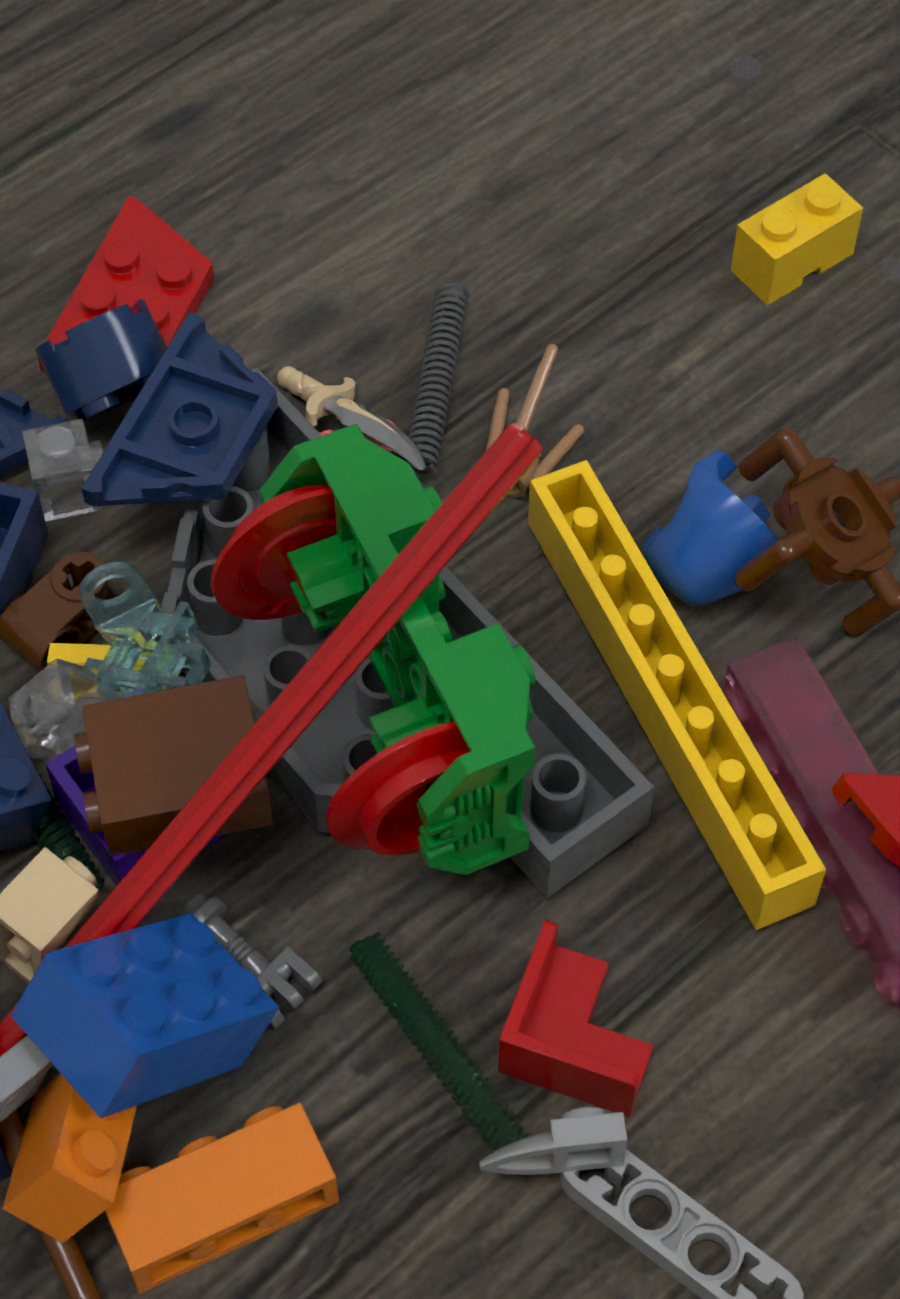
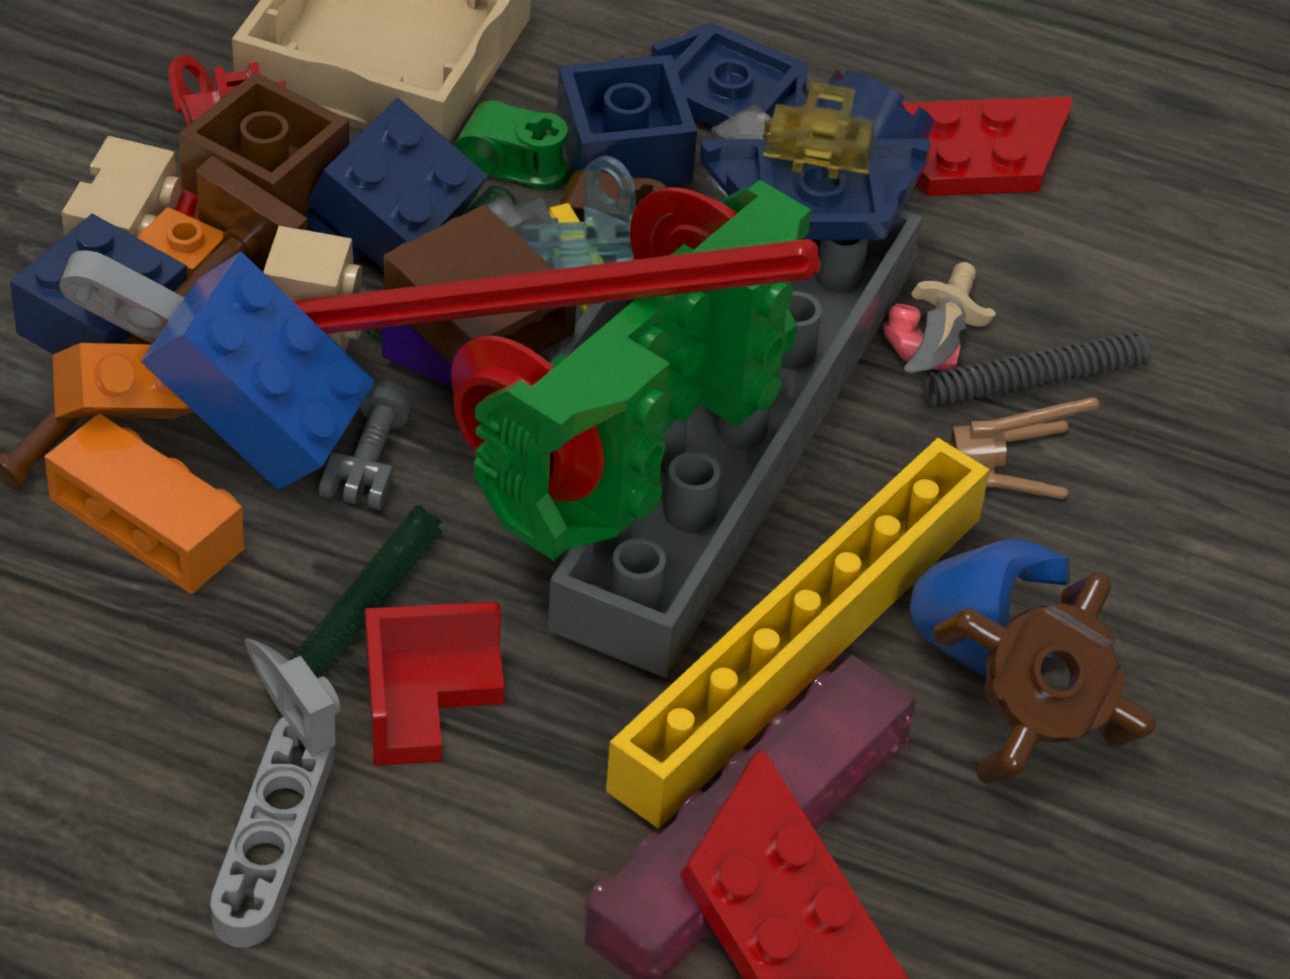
camera: 60 degrees right, 10 degrees down
(137, 380) = (821, 134): none -> clear yellow piece

